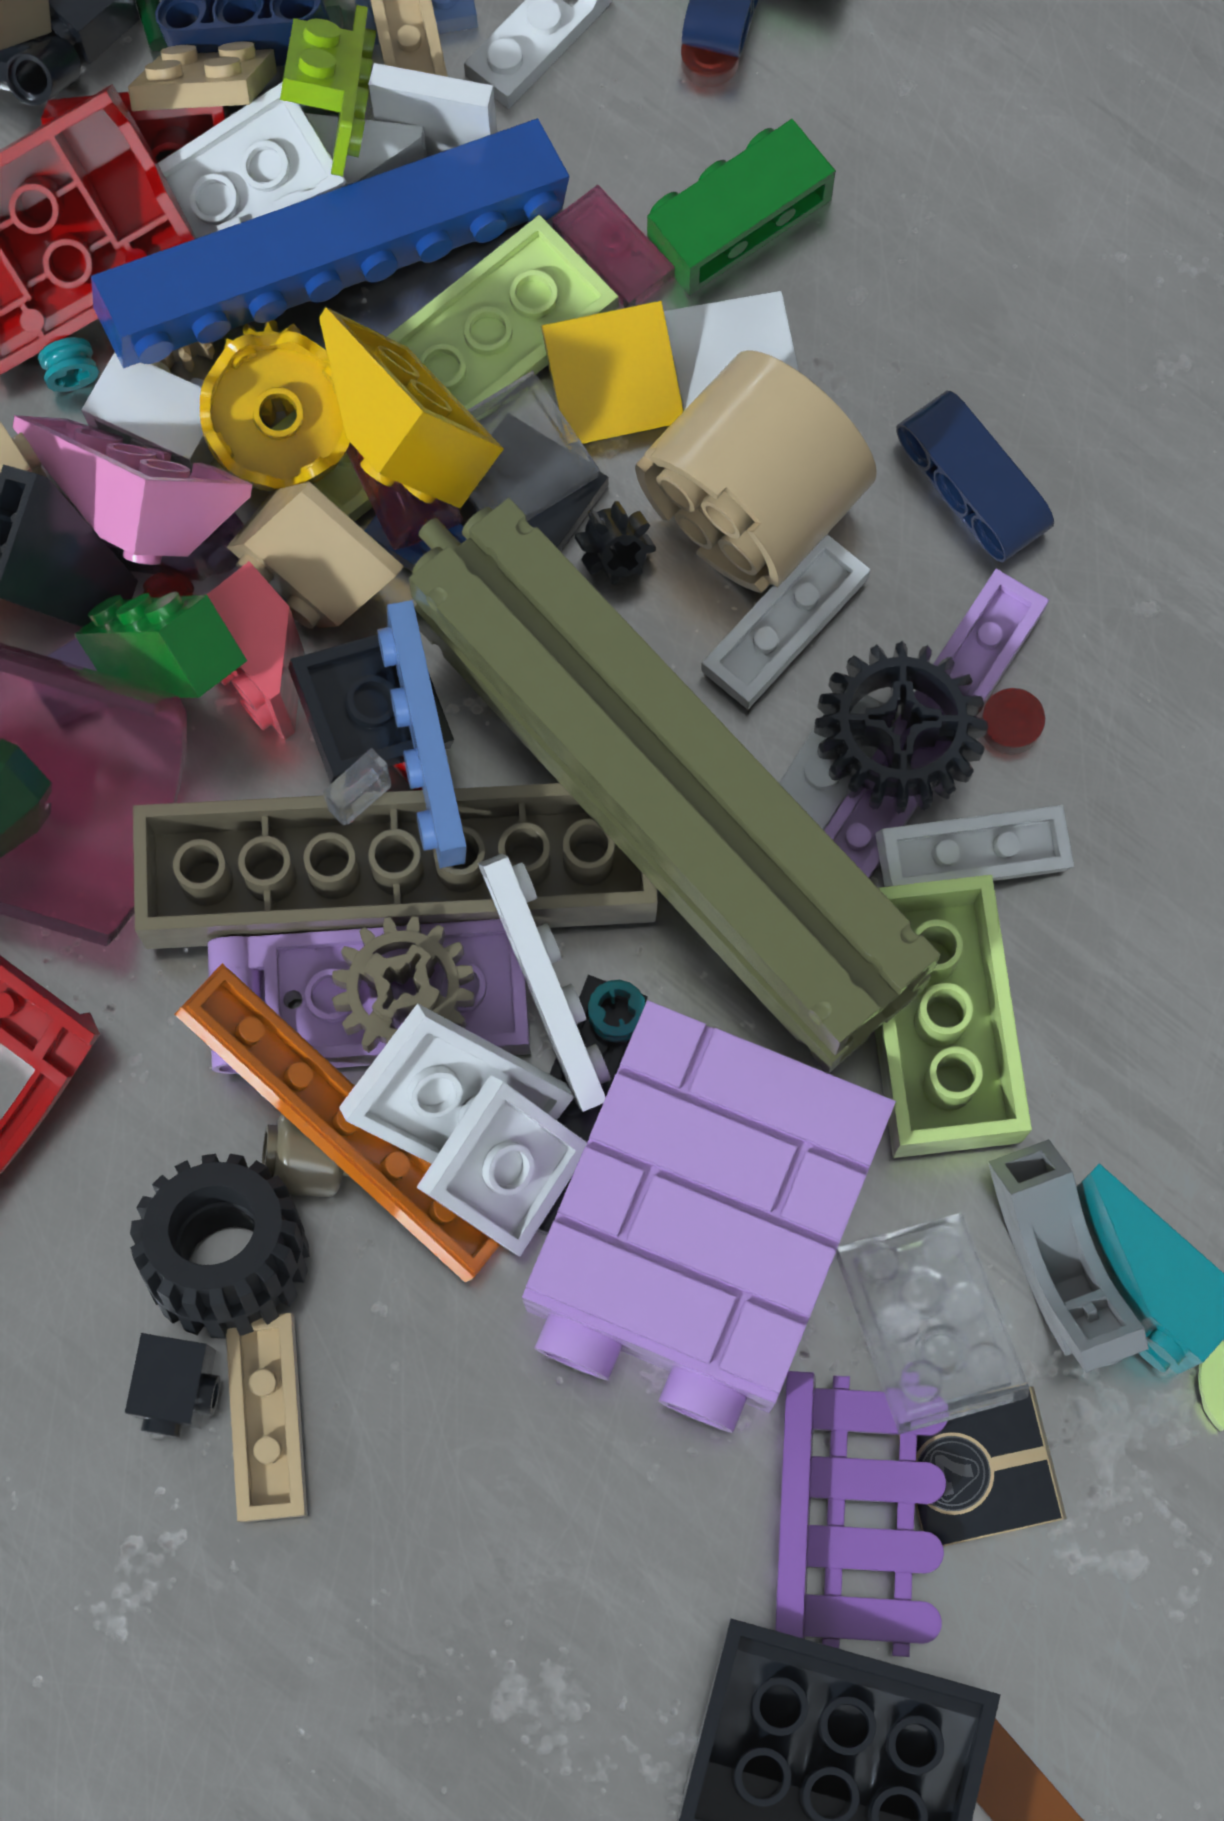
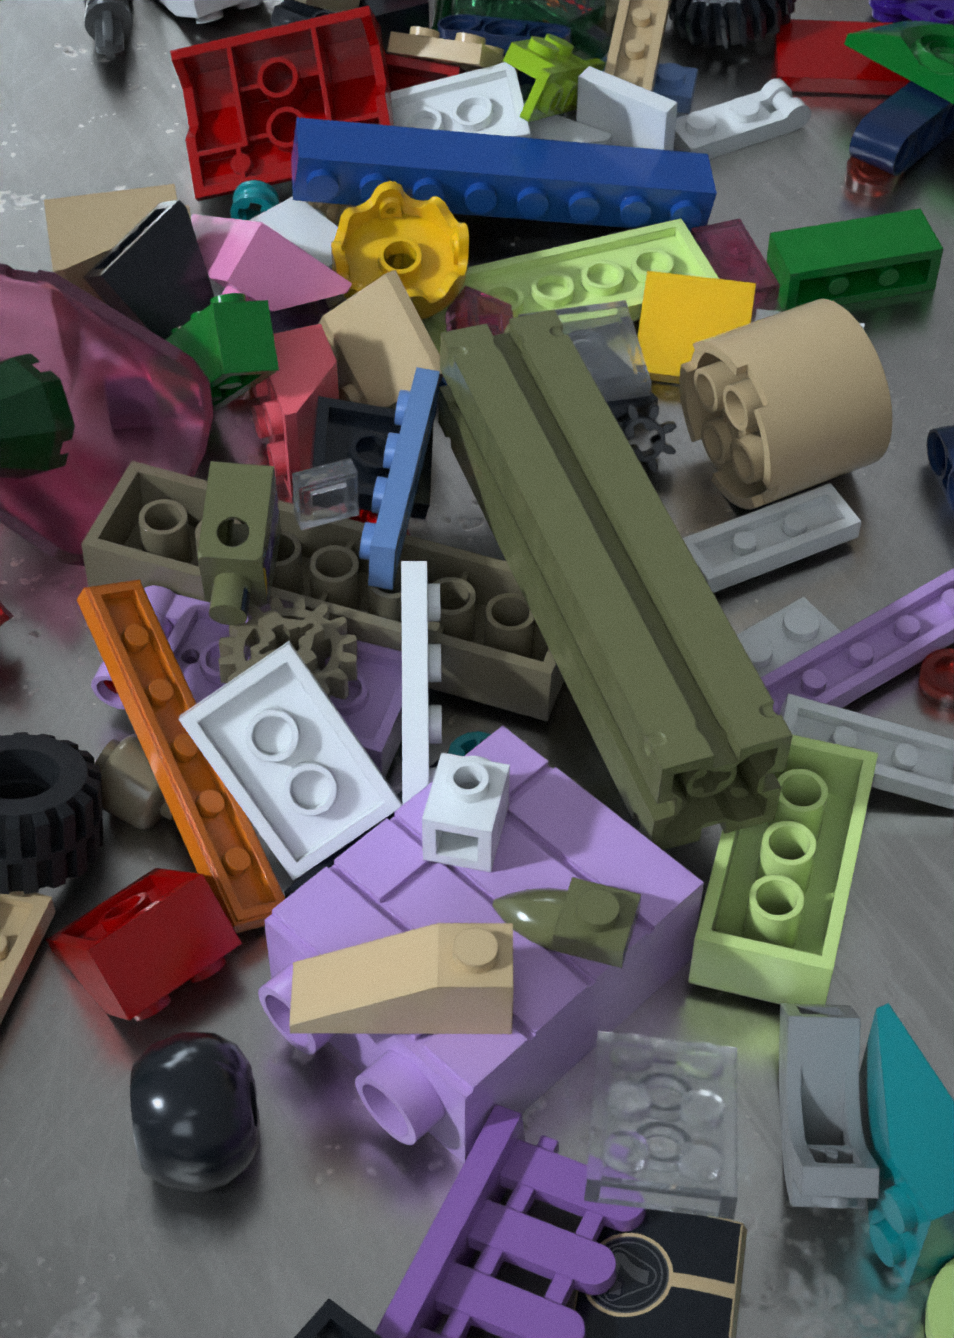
camera: 20 degrees right, 25 degrees down
(301, 872) = (233, 558): none -> olive torso
(394, 1320) = (147, 942): none -> red slope
(404, 416) = (493, 267): yellow slope -> none
(504, 1166) = (299, 819): white tile -> none
(529, 1479) = (194, 1111): none -> black piece
(663, 1124) = (465, 811): none -> white brick
(685, 1329) = (410, 983): none -> tan slope
(798, 1191) = (580, 921): none -> olive plate
(875, 728) = (838, 626): black gear -> none

